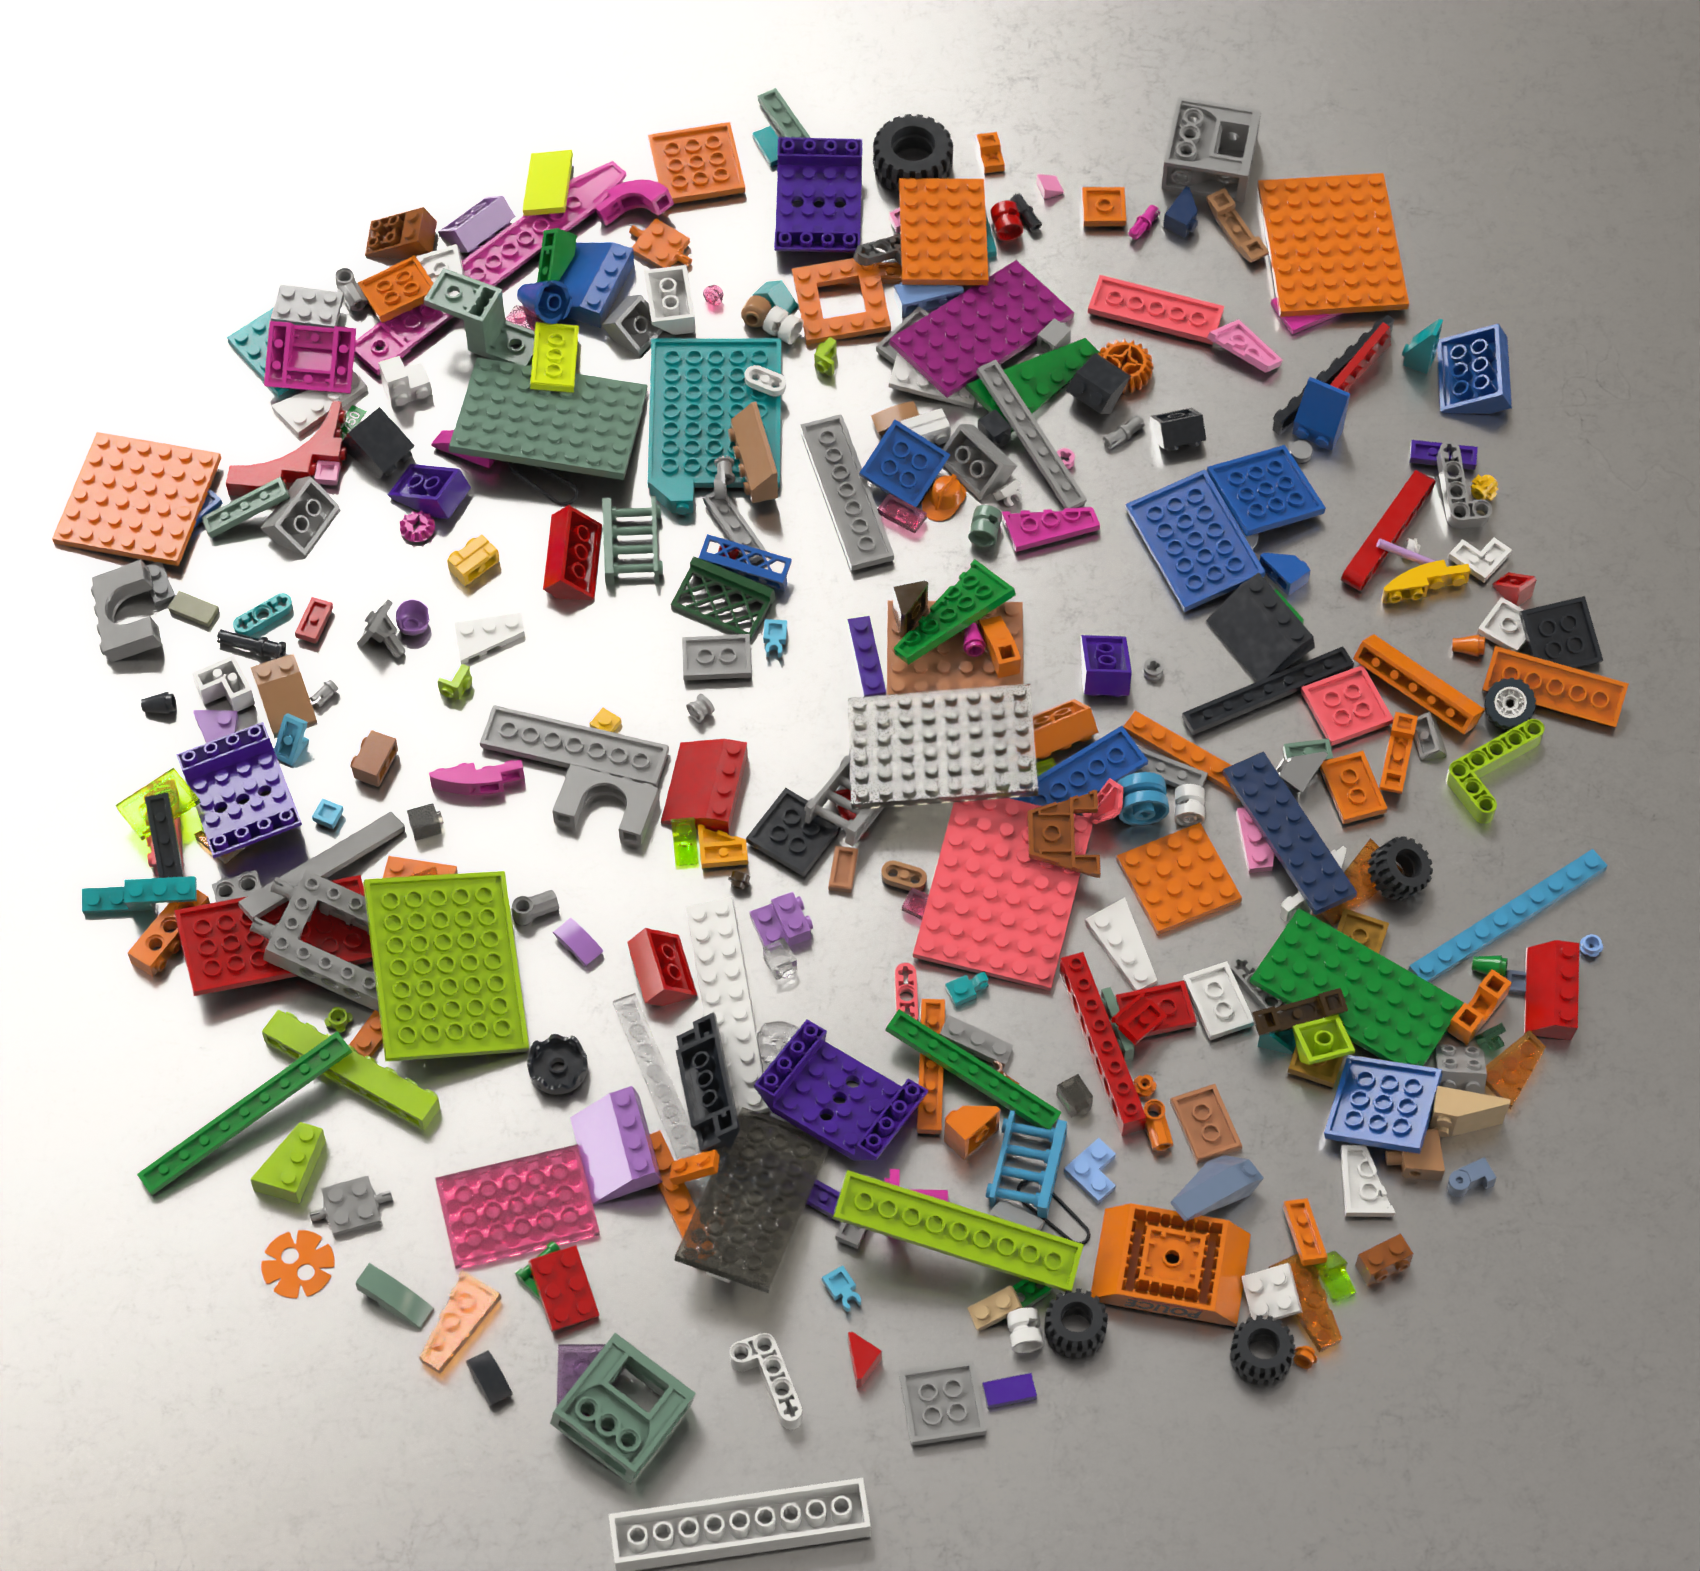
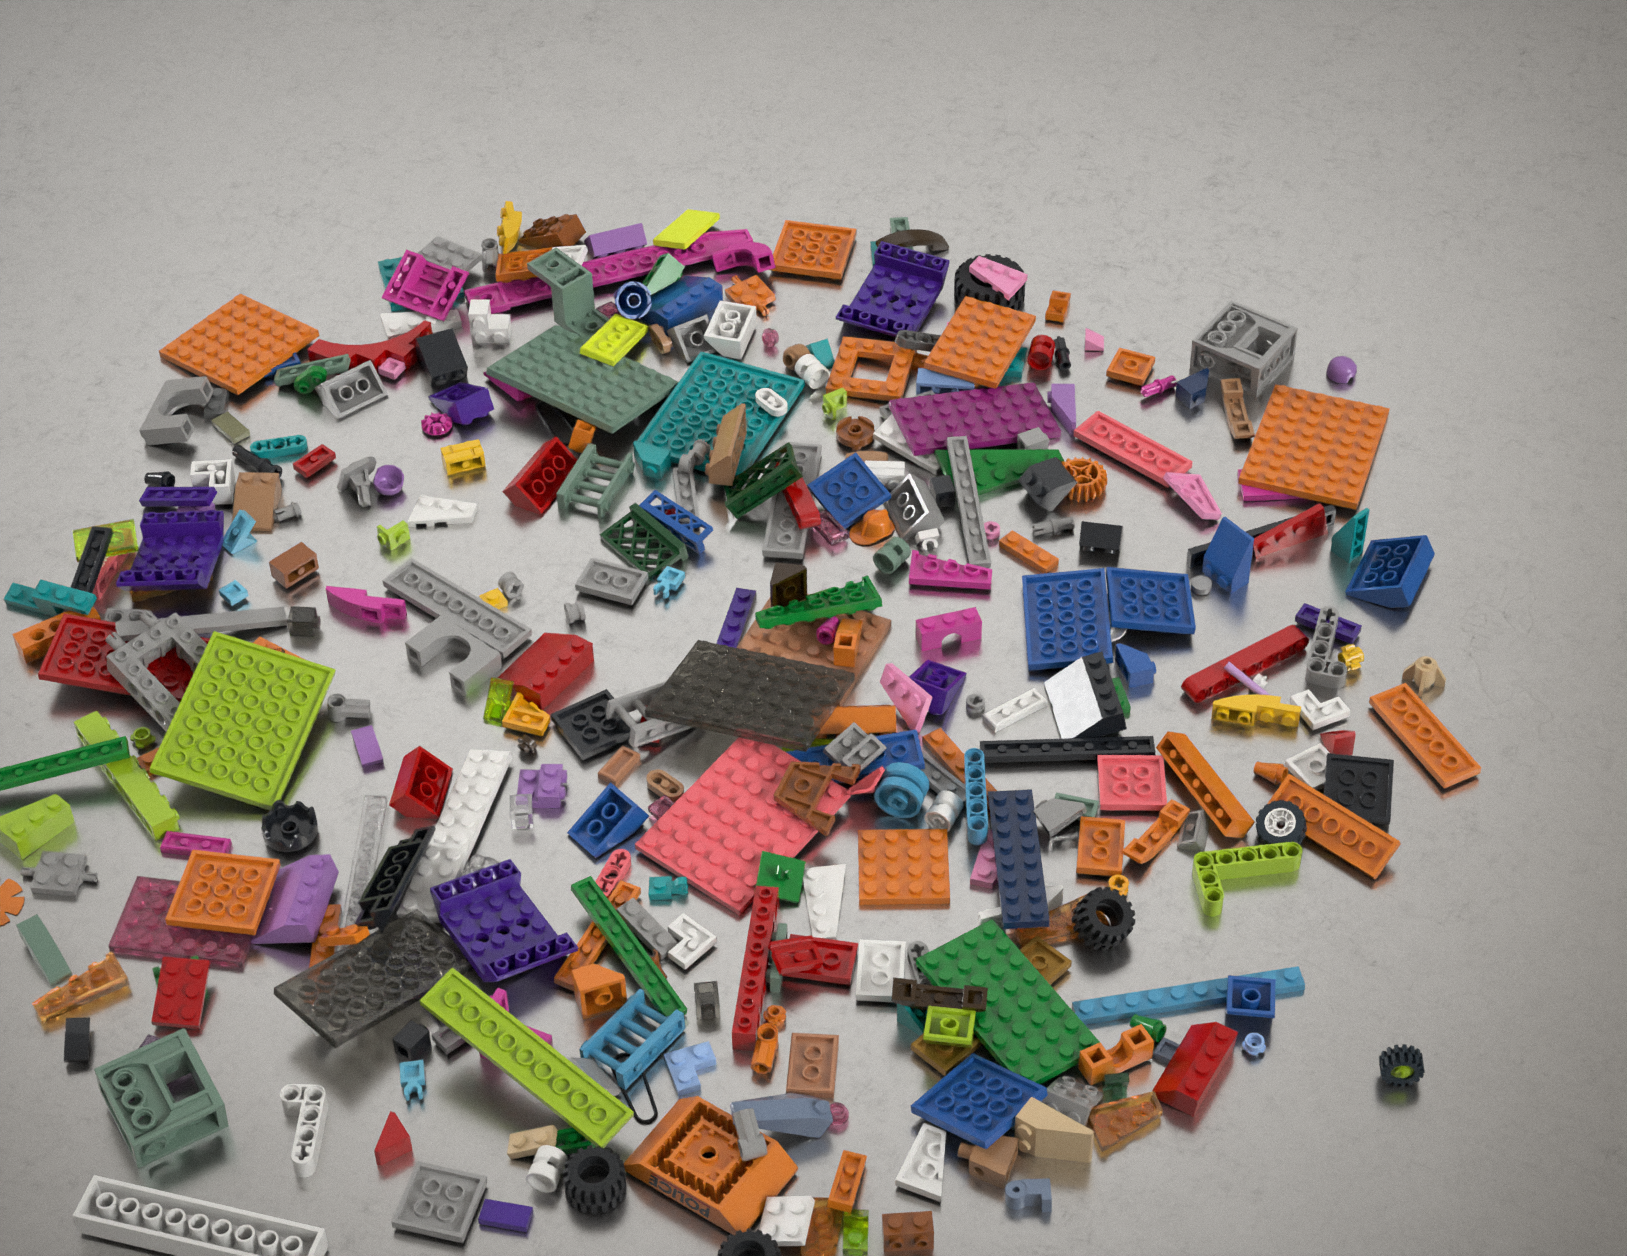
camera: 25 degrees right, 15 degrees down
(197, 719) = (177, 496): none -> dark purple plate
(251, 520) = (310, 379): none -> green plate
(353, 243) = (510, 227): none -> yellow slope
(470, 1120) = (184, 843): none -> dark pink tile
(541, 1164) = (223, 892): none -> orange plate
(589, 492) = (581, 436): none -> orange brick
(603, 340) = (659, 338): none -> medium nougat plate
(615, 699) = (510, 584): none -> light grey wheel
(799, 118) = (916, 237): none -> dark brown slope
(819, 1249) = (412, 1041): none -> black brick
(821, 492) = (771, 482): none -> dark green fence
(852, 485) = (801, 504): none -> red beam
(866, 395) = (846, 432): none -> dark orange plate
(871, 939) = (607, 821): none -> blue slope
(930, 144) = (999, 276): none -> bright pink wing
(1026, 1034) = (693, 941): none -> white plate
(1063, 281) = (1063, 405): none -> medium lavender slope
(1073, 935) = (782, 873): none -> green piece
(1074, 770) = (854, 747): none -> light grey slope
(1090, 689) = (906, 695): none -> bright pink wing
(1098, 584) = (933, 629): none -> dark pink arch
(1114, 471) = (1028, 552): none -> orange plate
(1194, 662) = (1014, 710): none -> white tile
(1211, 1232) = (750, 1141): none -> light grey piece
(1215, 769) = (975, 796): none -> dark azure beam
(1261, 1162) = (839, 1109): none -> clear pink plate
(1313, 139) = (1341, 369): none -> medium lavender hair
(1388, 816) = (1122, 881): none -> light orange bush
(1560, 482) = (1425, 673): none -> tan brick
(1570, 901) = (1250, 996): none -> blue slope
(1590, 551) = (1425, 735): none -> orange plate

